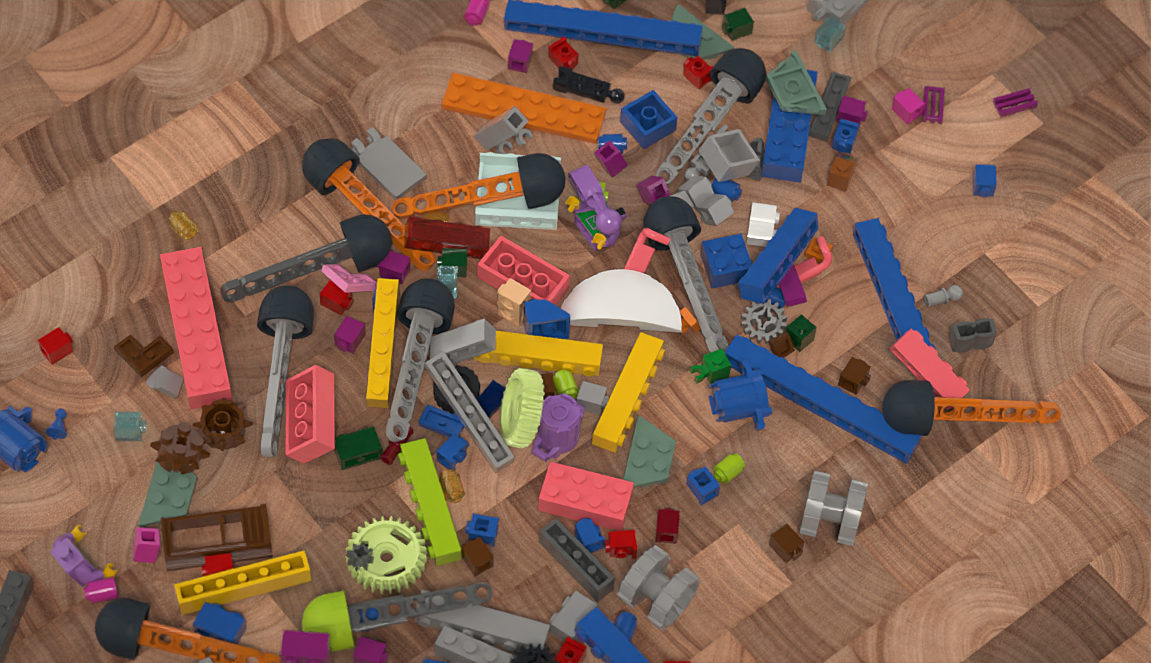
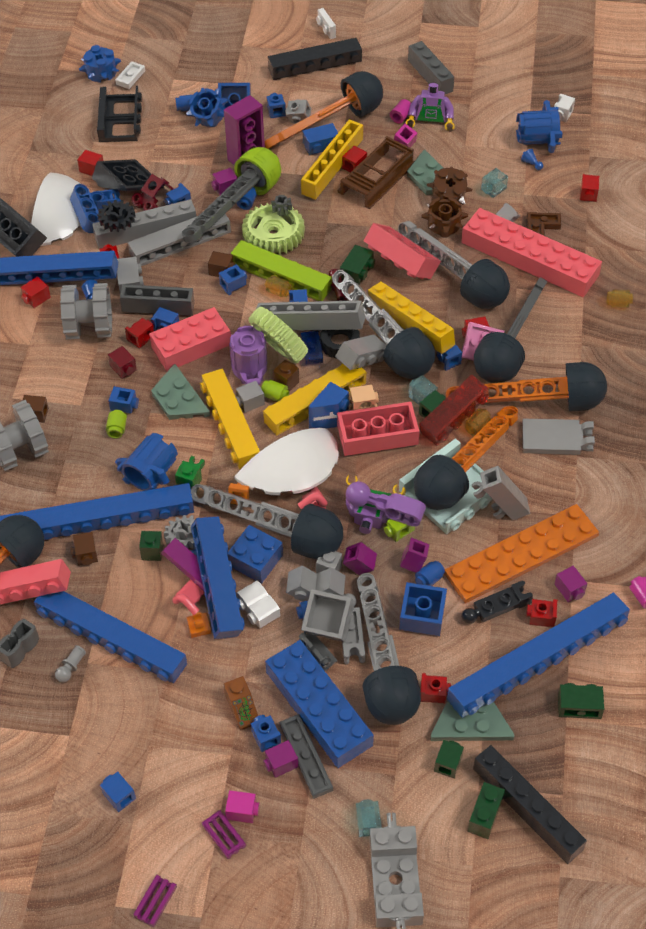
camera: 140 degrees right, 5 degrees down
(349, 335) = (442, 312): magenta brick -> none
(394, 267) = (462, 371): magenta brick -> none
(782, 345) = (158, 524): reddish brown tile -> none
(794, 87) = (336, 713): sand green wing -> none

